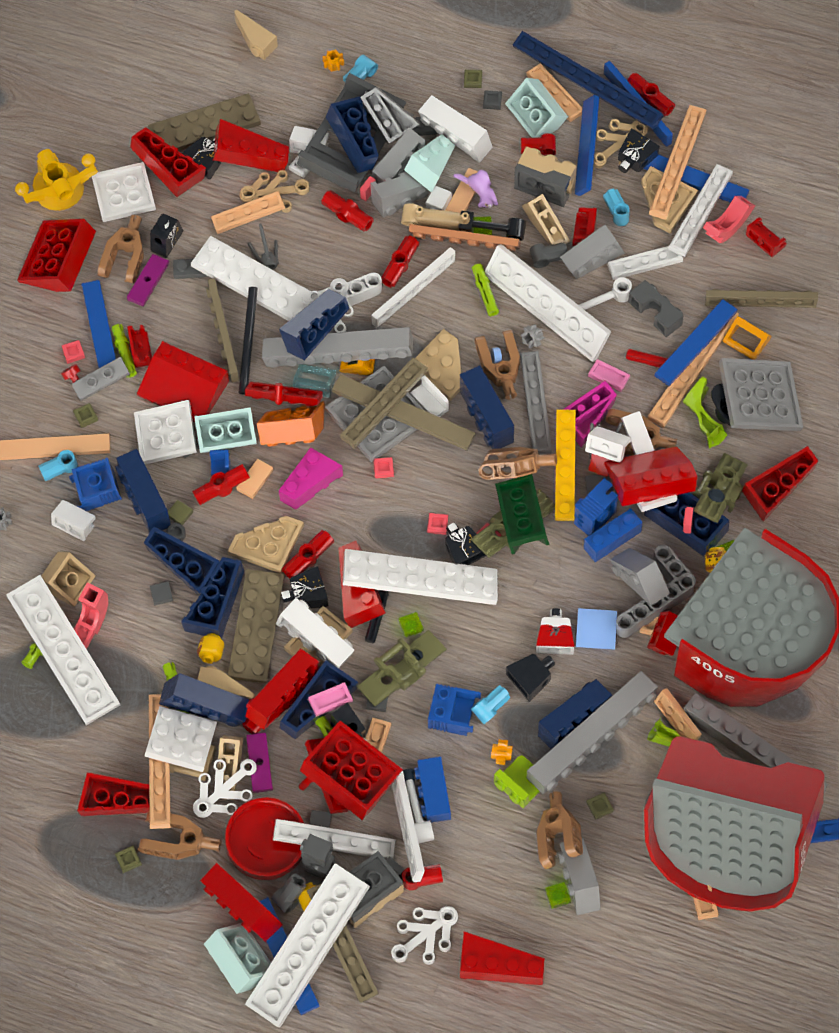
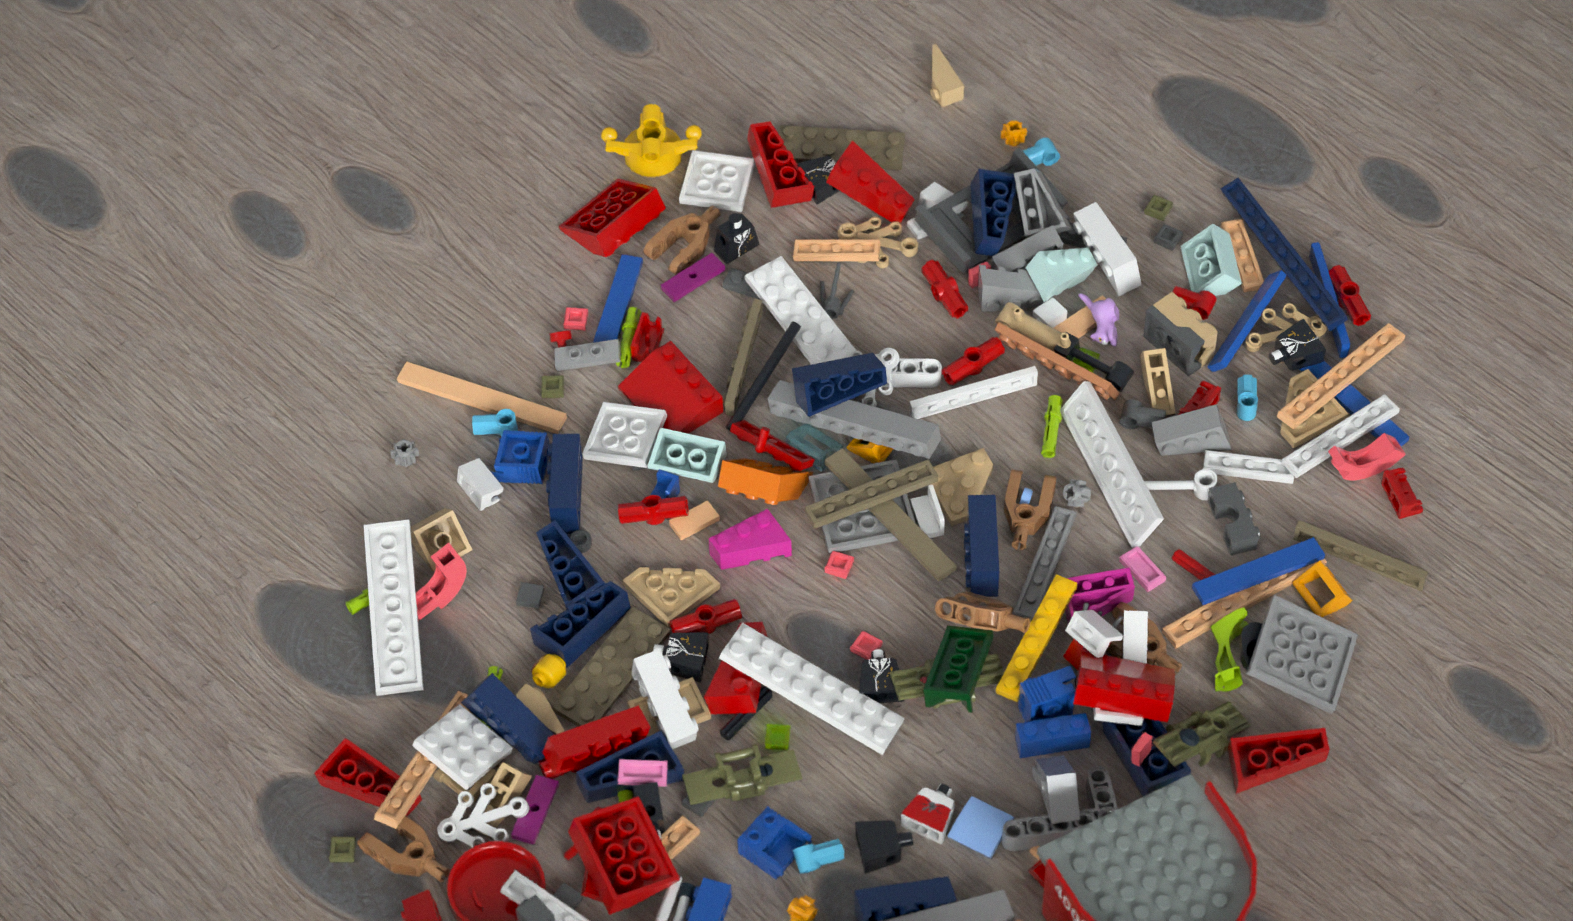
camera: 25 degrees right, 10 degrees down
(180, 512) = (595, 522): olive tile -> none

